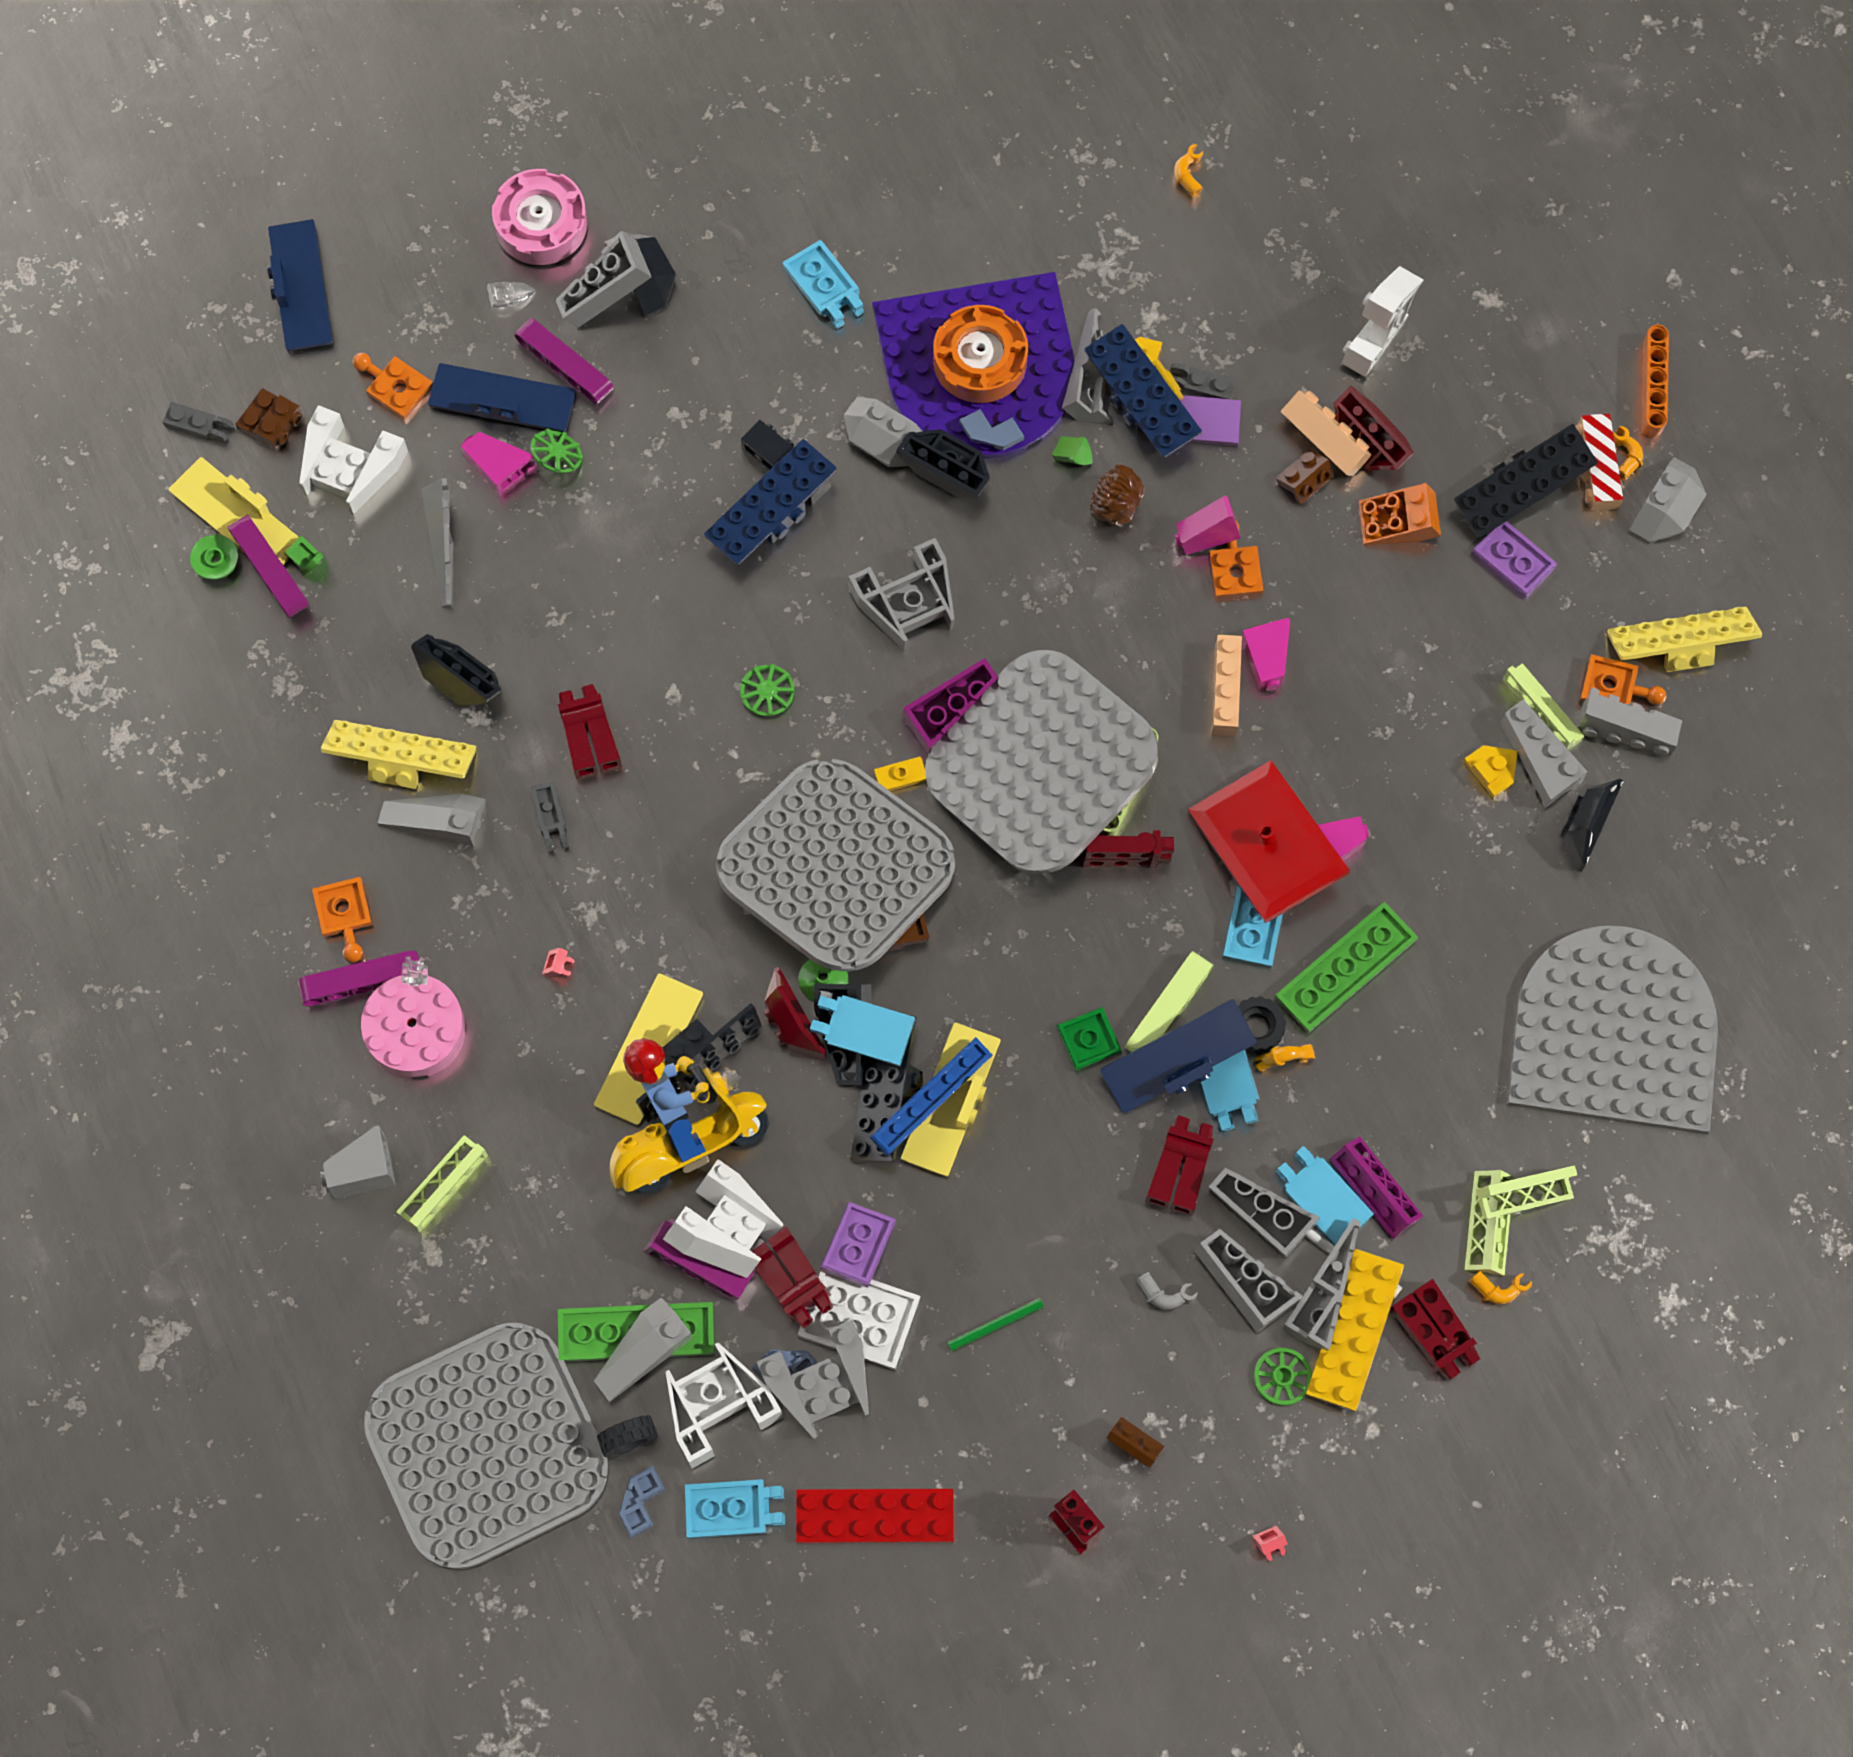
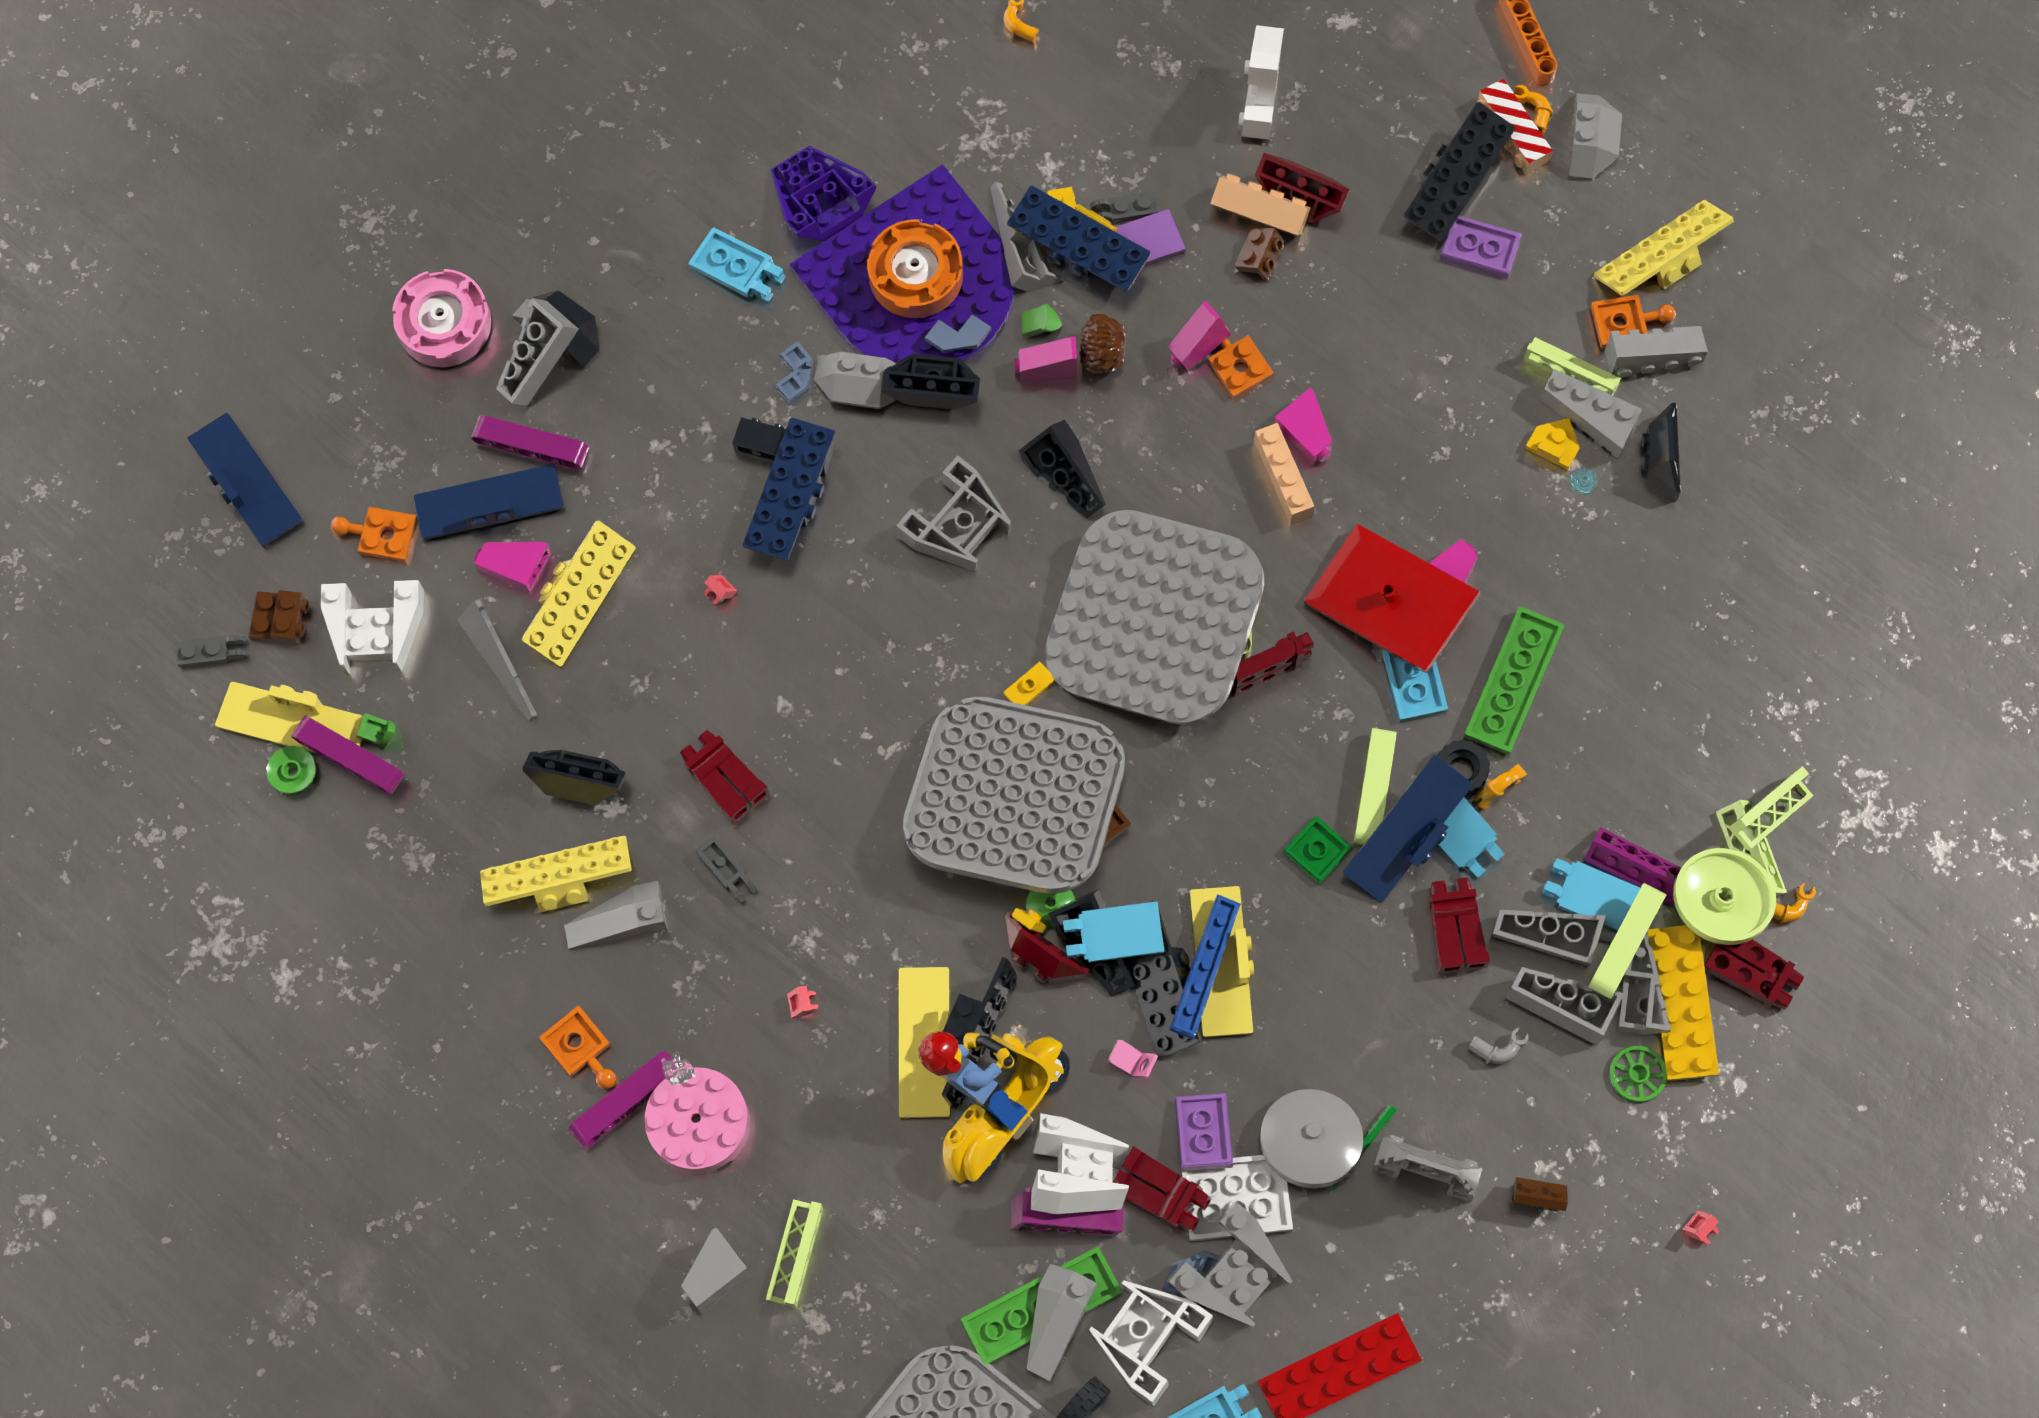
camera: 20 degrees left, 0 degrees up
(508, 293) = (446, 402): clear plate -> none
(539, 512) = (577, 593): none -> light yellow bracket
(556, 451) = (564, 529): bright green wheel -> none
(668, 564) = (720, 587): none -> coral tile
(767, 689) = (869, 663): bright green wheel -> none
(794, 983) = (1030, 920): none -> yellow plate
(825, 1149) = (1131, 1059): none -> bright pink bracket
(828, 411) = (797, 382): none -> sand blue tile
(930, 250) = (820, 193): none -> dark purple wedge
(939, 709) = (1040, 606): magenta wedge -> none
(952, 1295) = (1311, 1138): none -> light grey dish
(1029, 585) = (1062, 462): none -> black wedge
(1061, 489) = (1048, 361): none -> dark pink slope
(1070, 1393) = (1460, 1175): none -> light grey wedge
(1075, 1514) = (1525, 1282): dark red hips -> none
(1328, 1249) = (1627, 941): none -> yellowish green beam
(1400, 516) = (1362, 252): orange slope -> none
(1451, 1233) = (1724, 896): none -> yellowish green dish
(1501, 820) = (1585, 486): none -> clear light blue plant
(1616, 1032) = (1777, 631): light grey plate -> none

